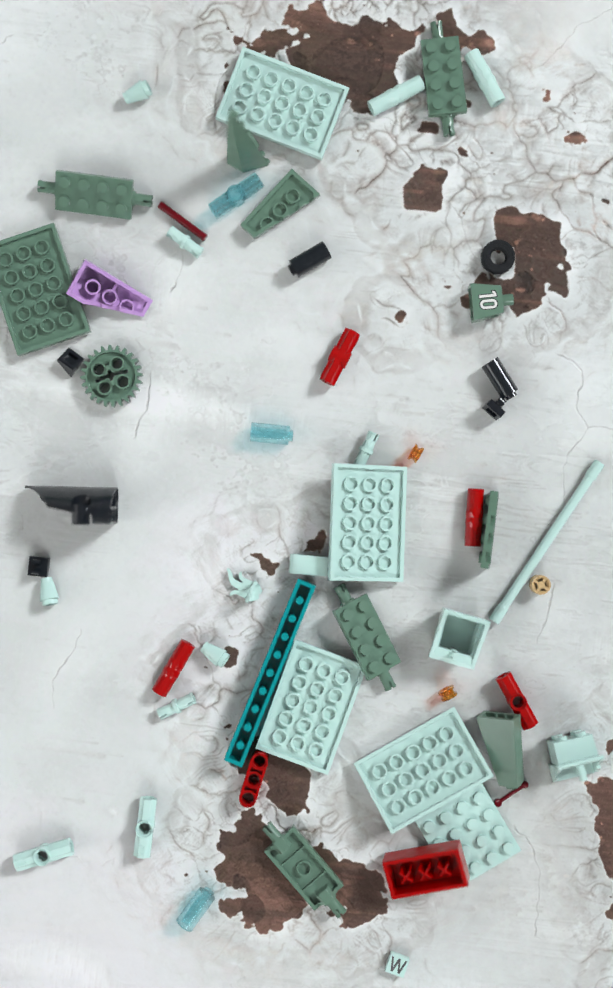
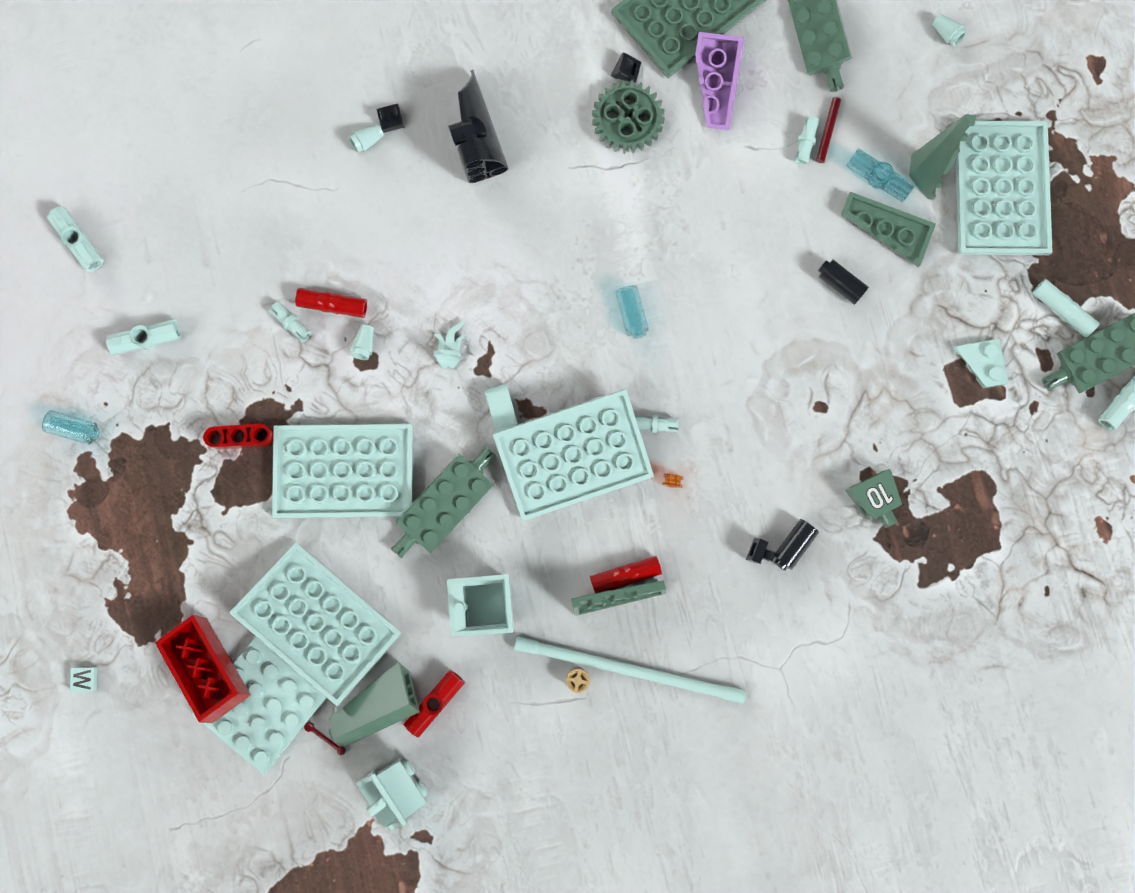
camera: 75 degrees right, 5 degrees down
(269, 672) = (364, 408): teal brick -> none
(304, 868) = (157, 531): sand green plate -> none
(339, 356) = (748, 355): red piece -> none
(414, 174) = (985, 362): none -> light aqua wing
(447, 693) = (413, 620): clear orange bush -> none
(494, 268) = (940, 479): black tyre -> none

